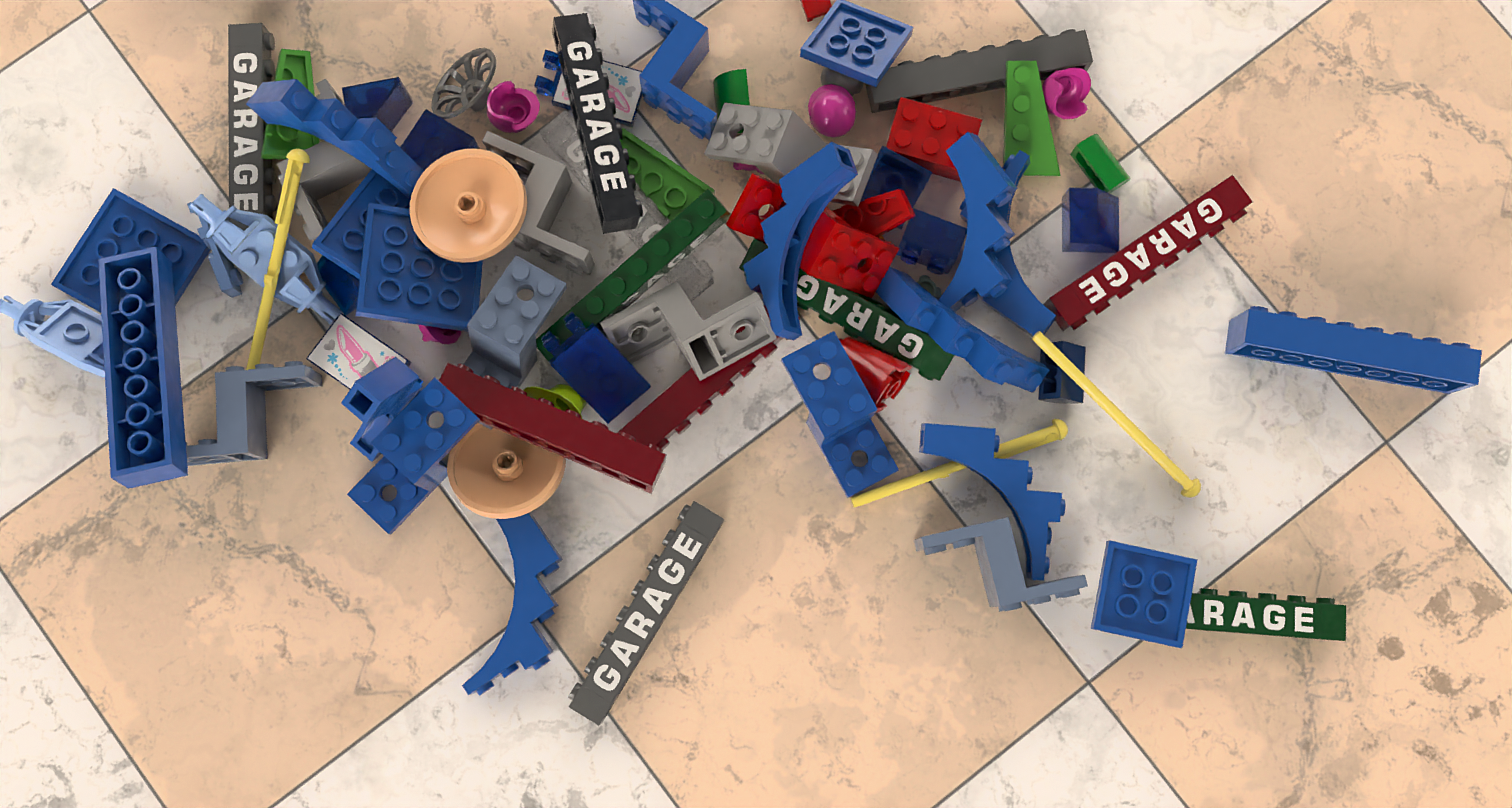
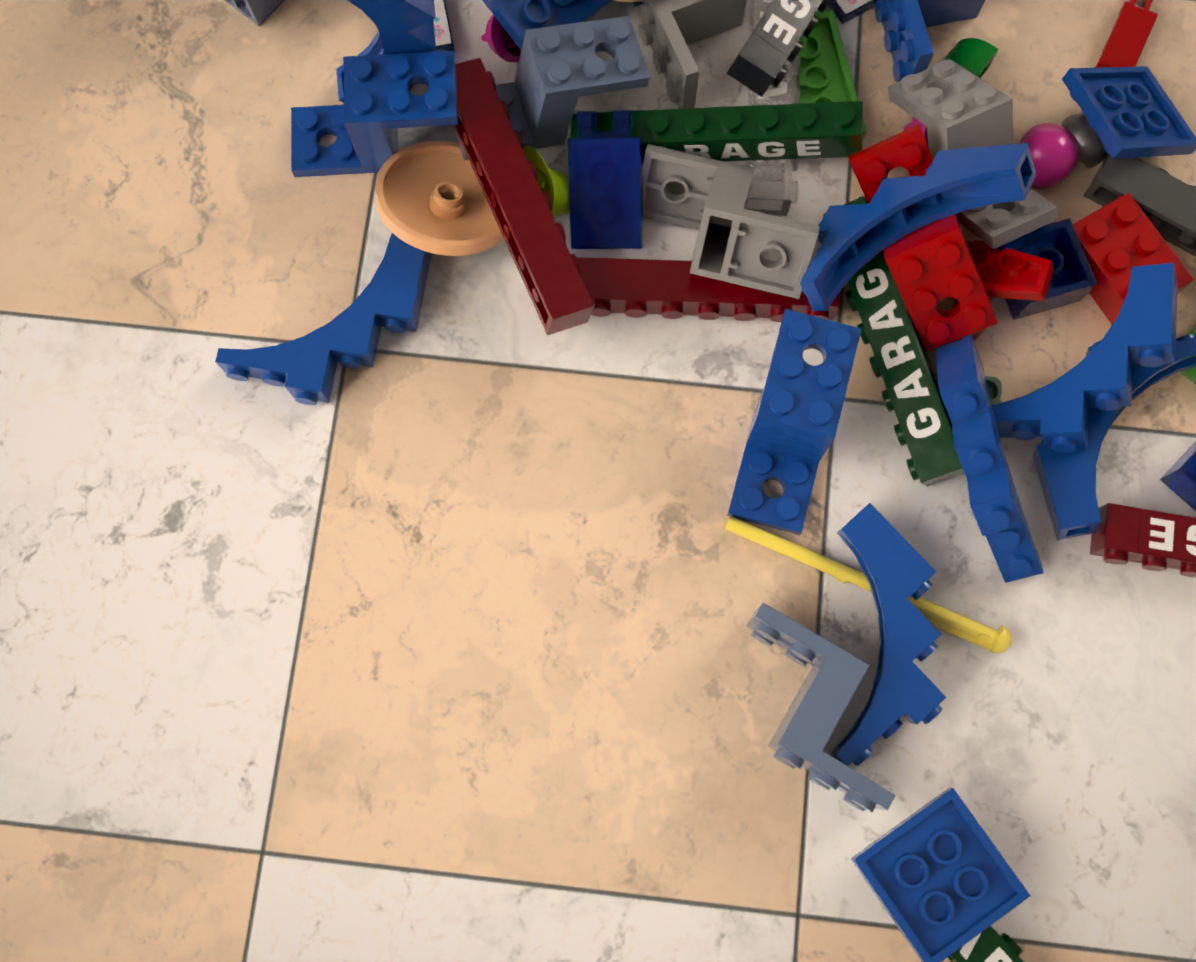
camera: 50 degrees right, 5 degrees down
(646, 613) = (440, 441): dark grey brick -> none
(880, 373) = (866, 423): red cone -> none
(931, 242) = (1034, 346): clear blue brick -> none
(1057, 385) = (1058, 593): dark blue brick -> none
(1190, 487) = (1085, 824): light yellow bar -> none

